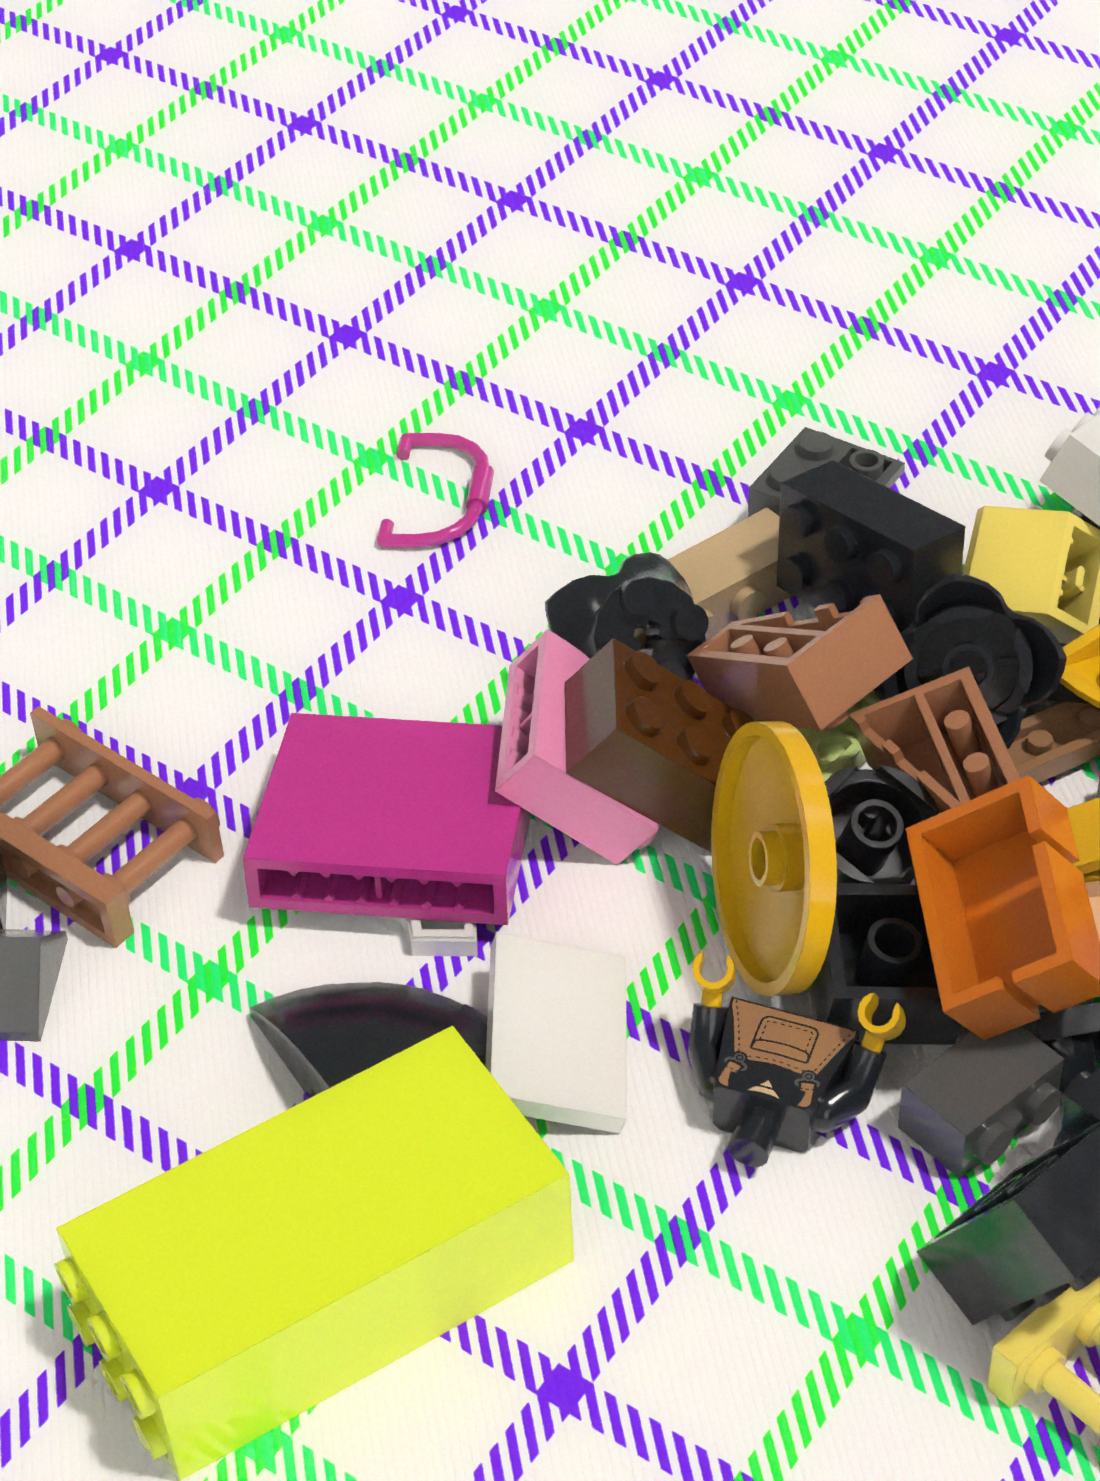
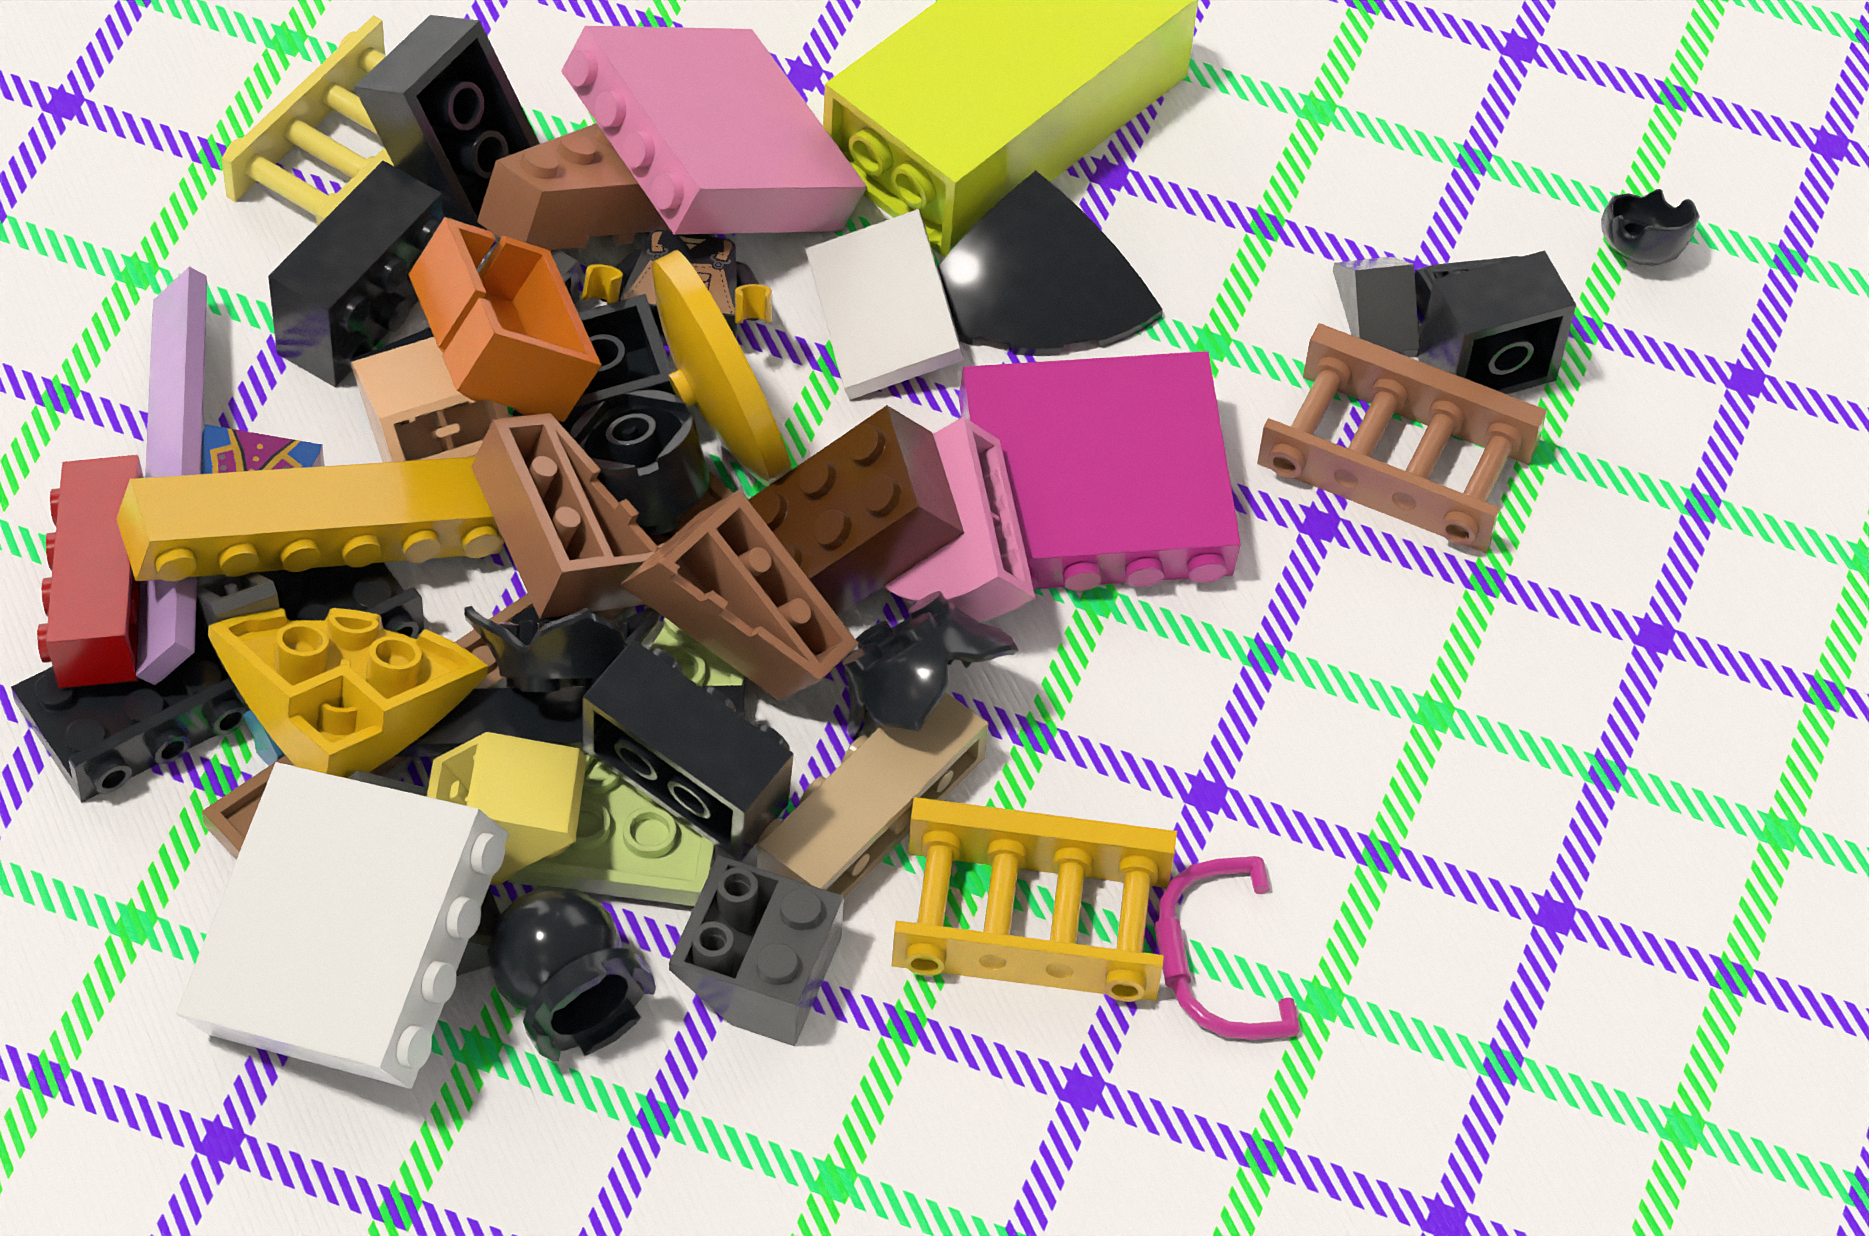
camera: 160 degrees right, 10 degrees up
(564, 548) = (1039, 843): none -> yellow fence
(719, 1207) = (713, 130): none -> bright pink brick
(887, 1156) = (566, 194): none -> nougat wedge
(982, 466) = (566, 971): none -> black tile

